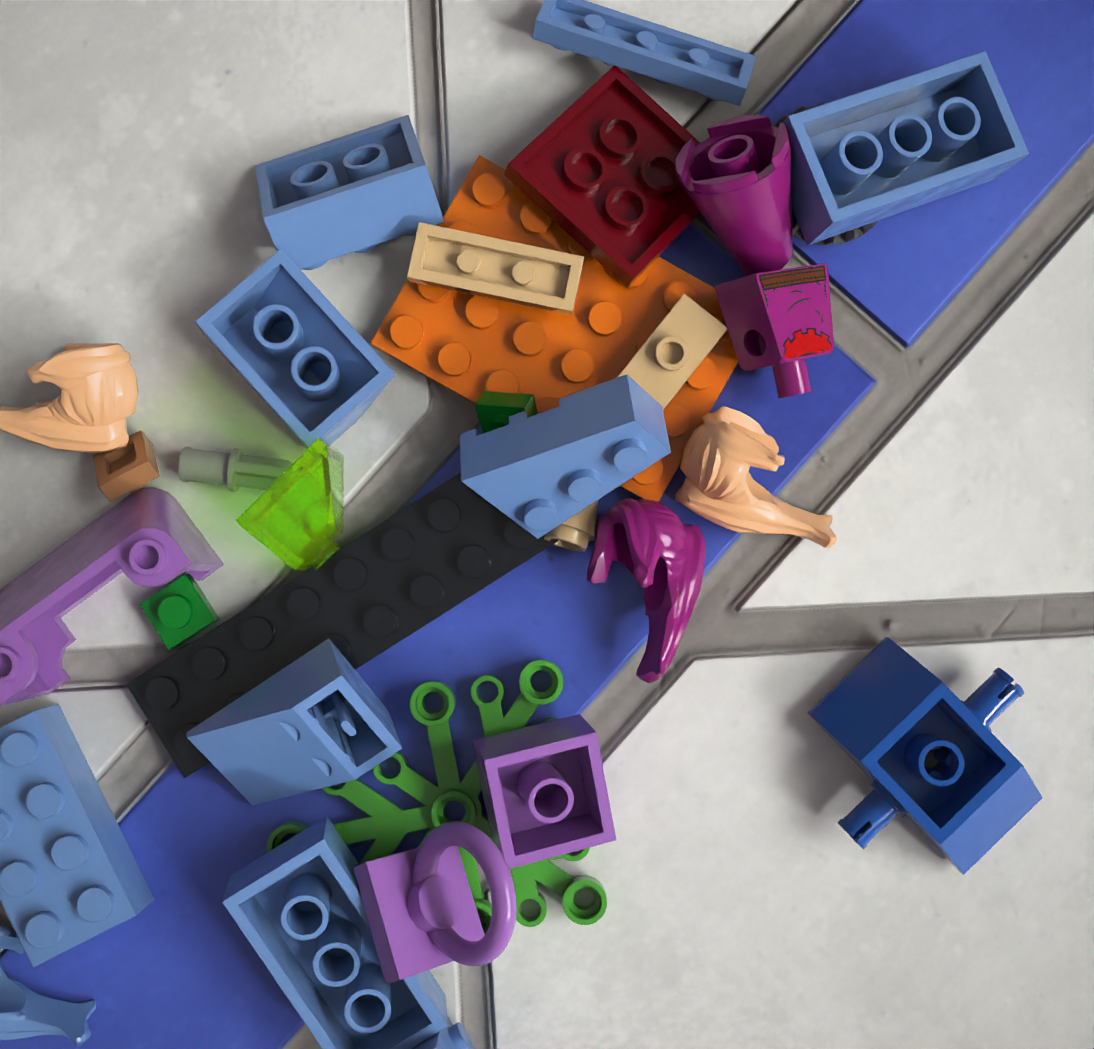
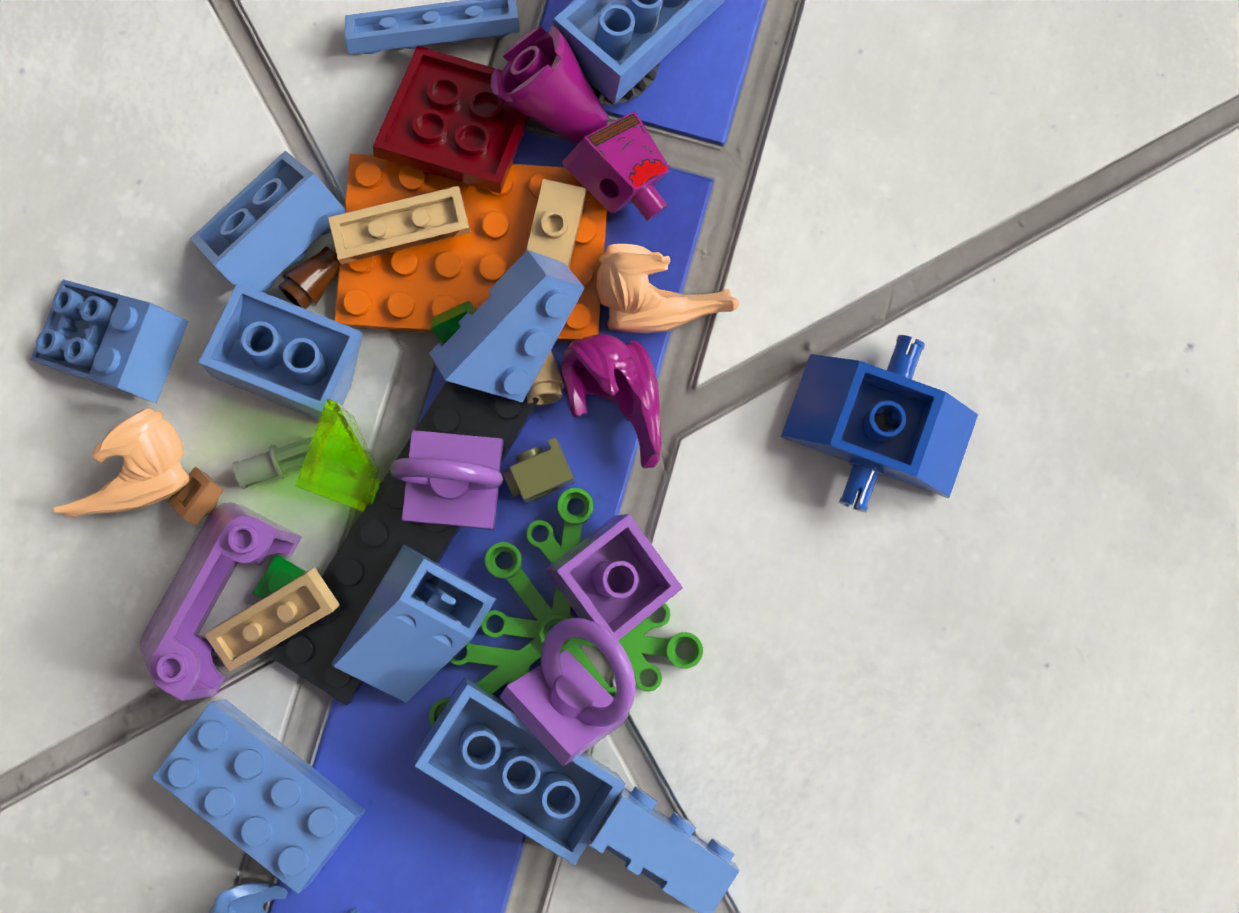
camera: 25 degrees left, 5 degrees down
(110, 242) = (110, 340): none -> medium blue slope
(146, 648) = (272, 619): none -> tan plate
(367, 279) = (310, 279): none -> reddish brown cone
(416, 589) = (451, 479): none -> medium lavender tile
(518, 625) = (539, 473): none -> olive brick

